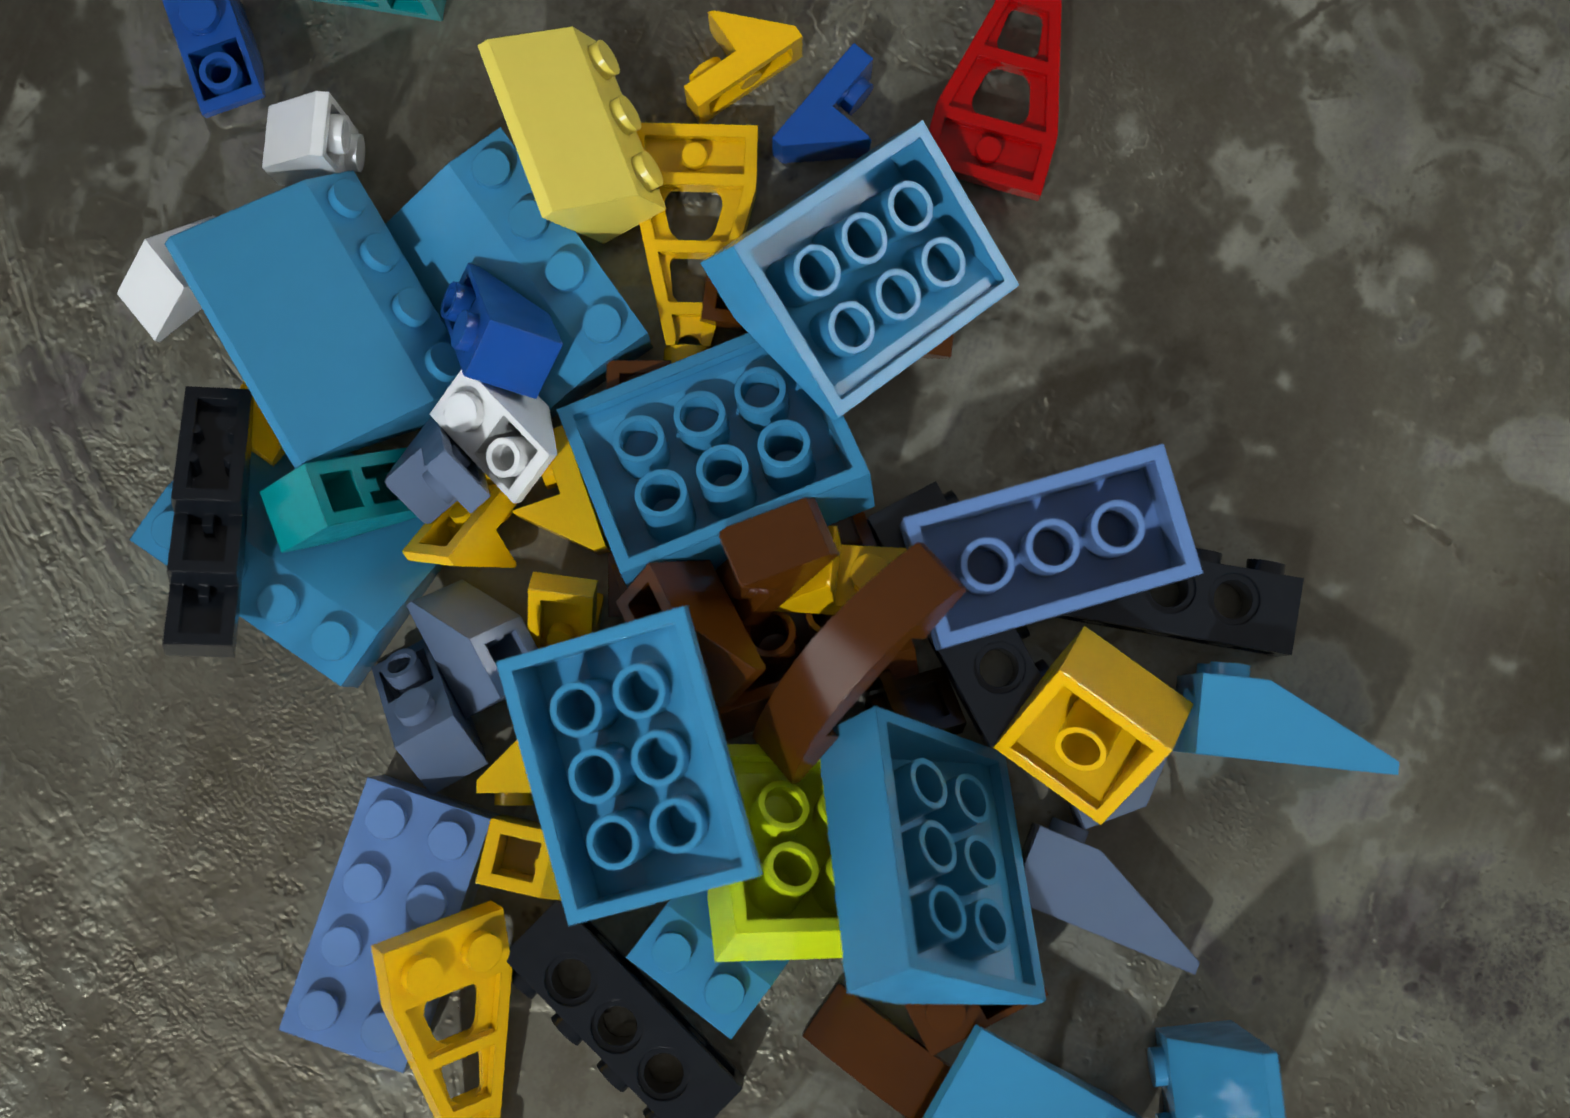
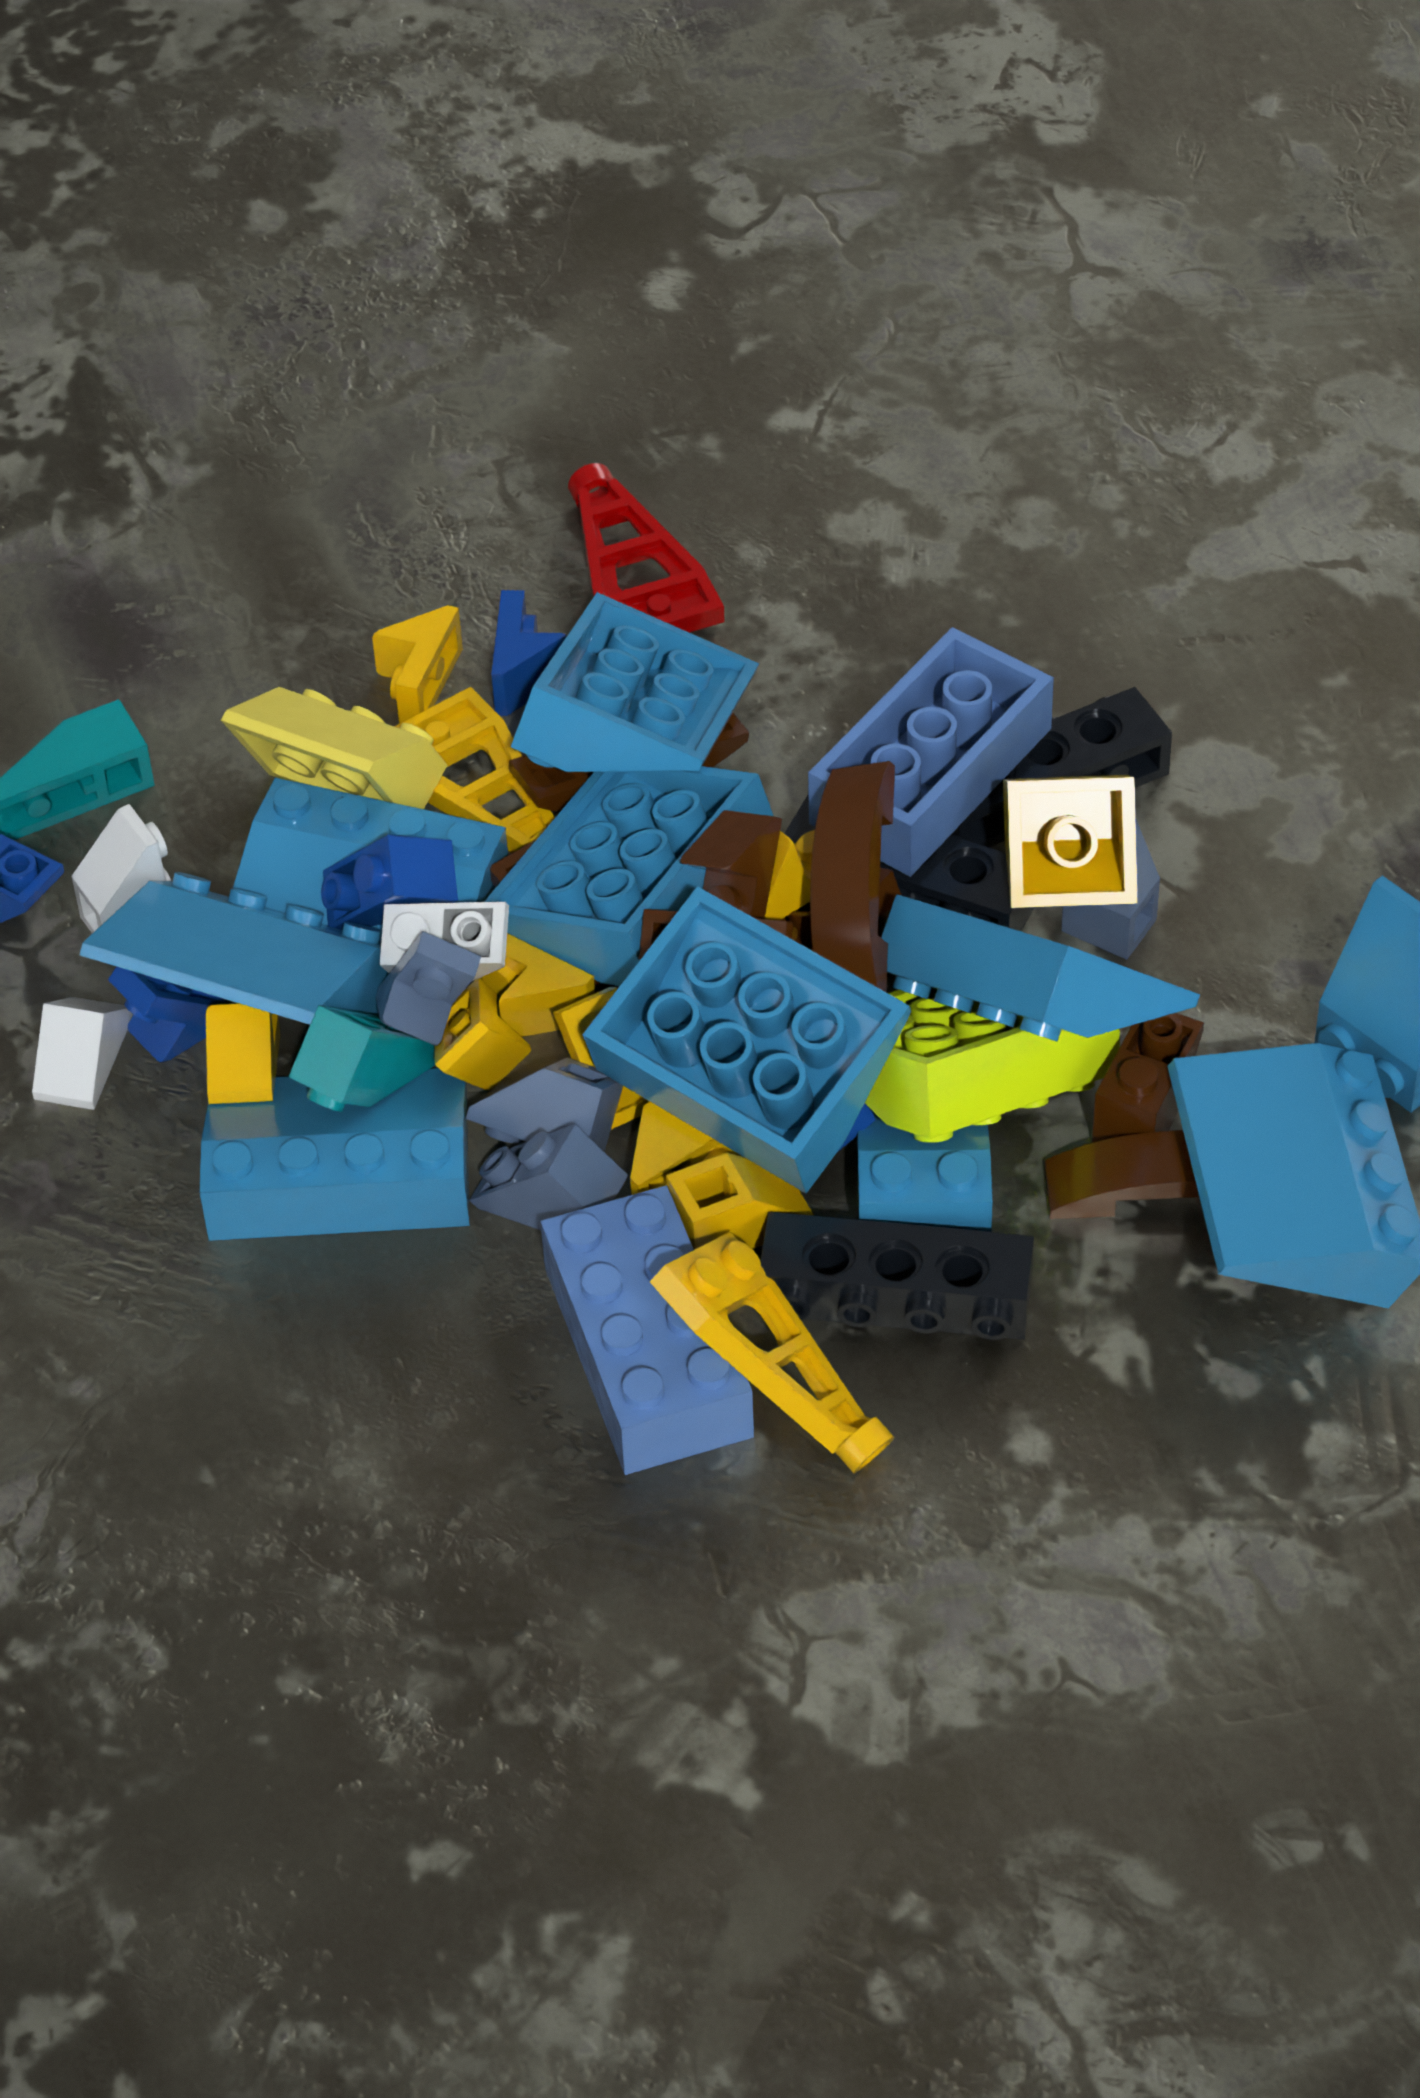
camera: 40 degrees left, 35 degrees down
(209, 522) = (263, 1120): black slope -> none
(1091, 893) = (1216, 965): sand blue slope -> none
(1267, 723) = (1211, 776): dark azure slope -> none

